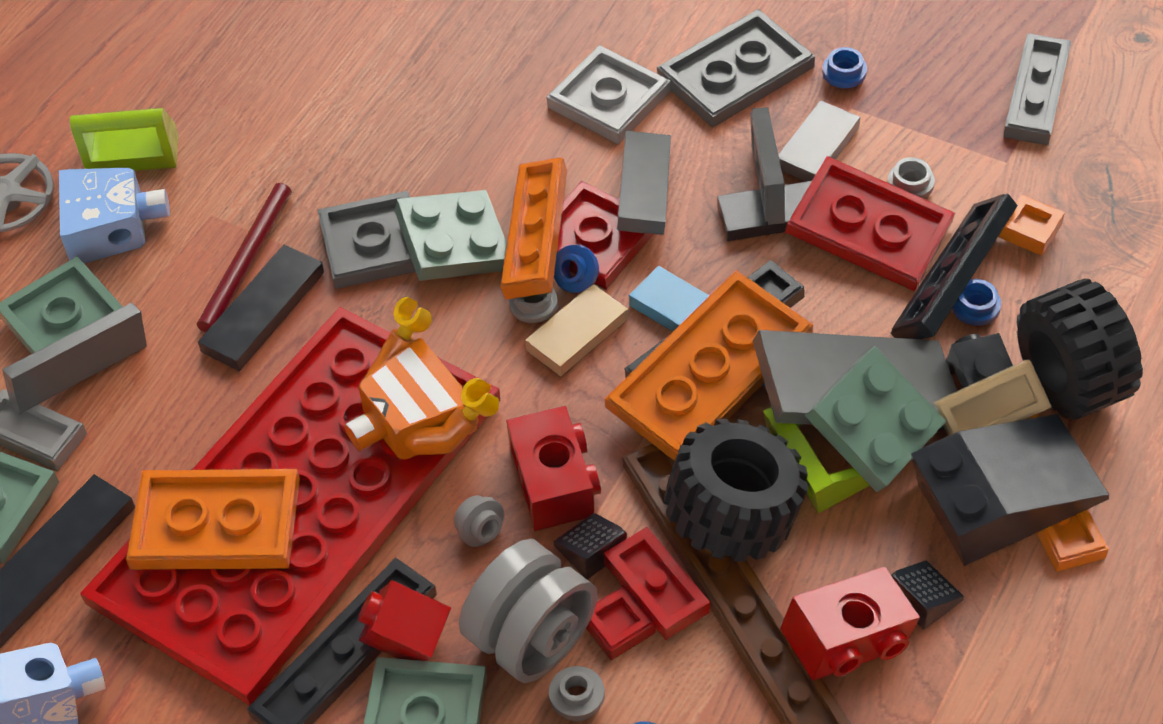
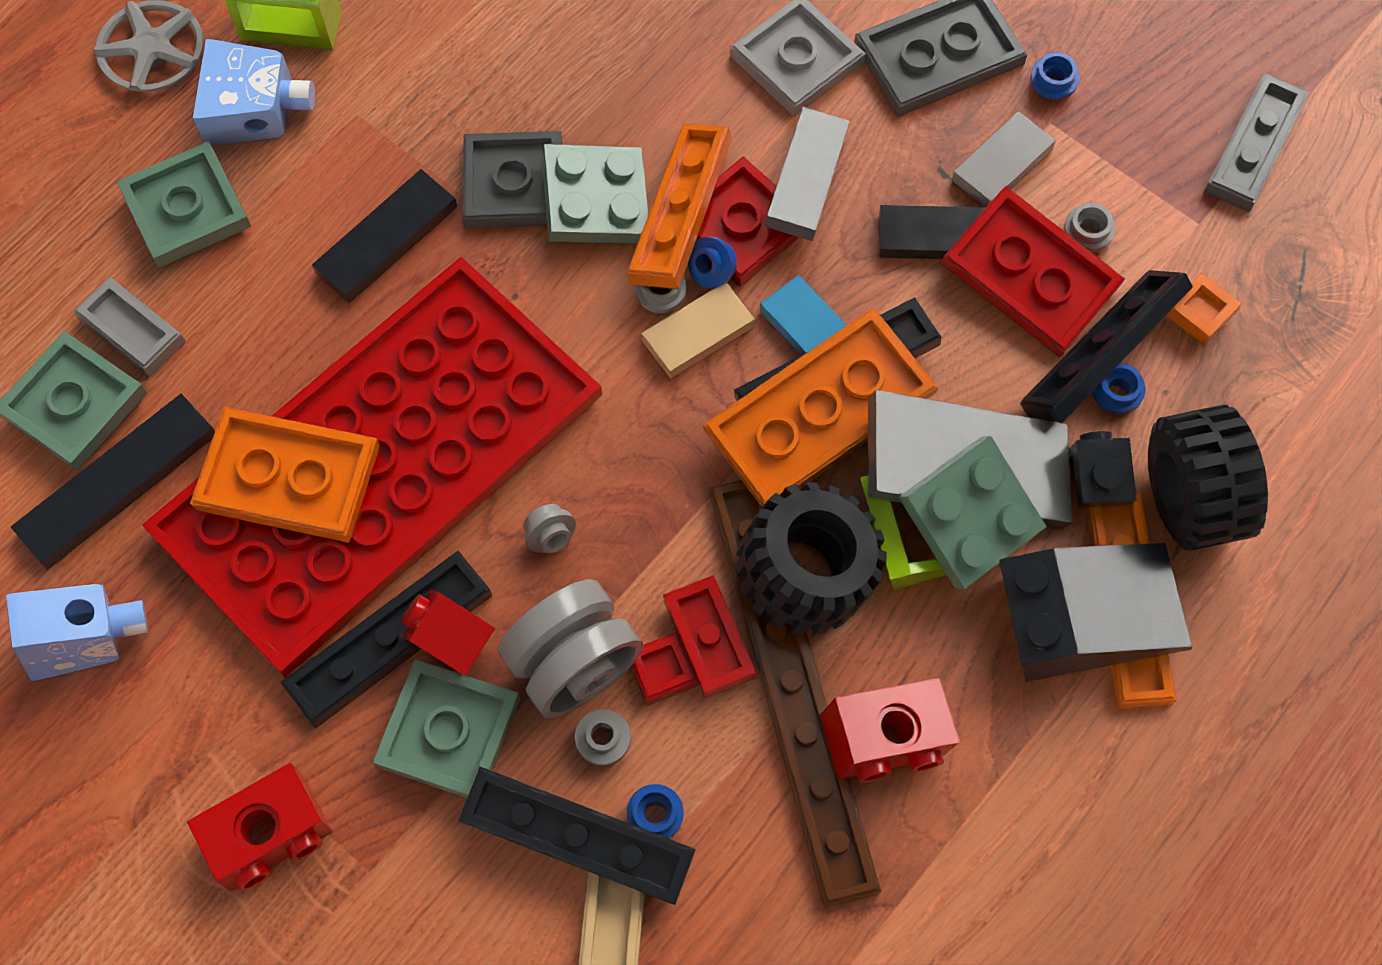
camera: 10 degrees right, 15 degrees up
(74, 358) = (184, 260): dark grey tile -> none
(245, 256) = (380, 172): dark red bar -> none
(414, 397) = (509, 384): torso -> none
(558, 493) = (628, 456): red brick -> none
(588, 541) = (654, 575): black slope -> none
(767, 166) = (939, 184): dark grey tile -> none
(927, 591) = (977, 705): black slope -> none
(998, 399) = (1101, 516): tan tile -> none

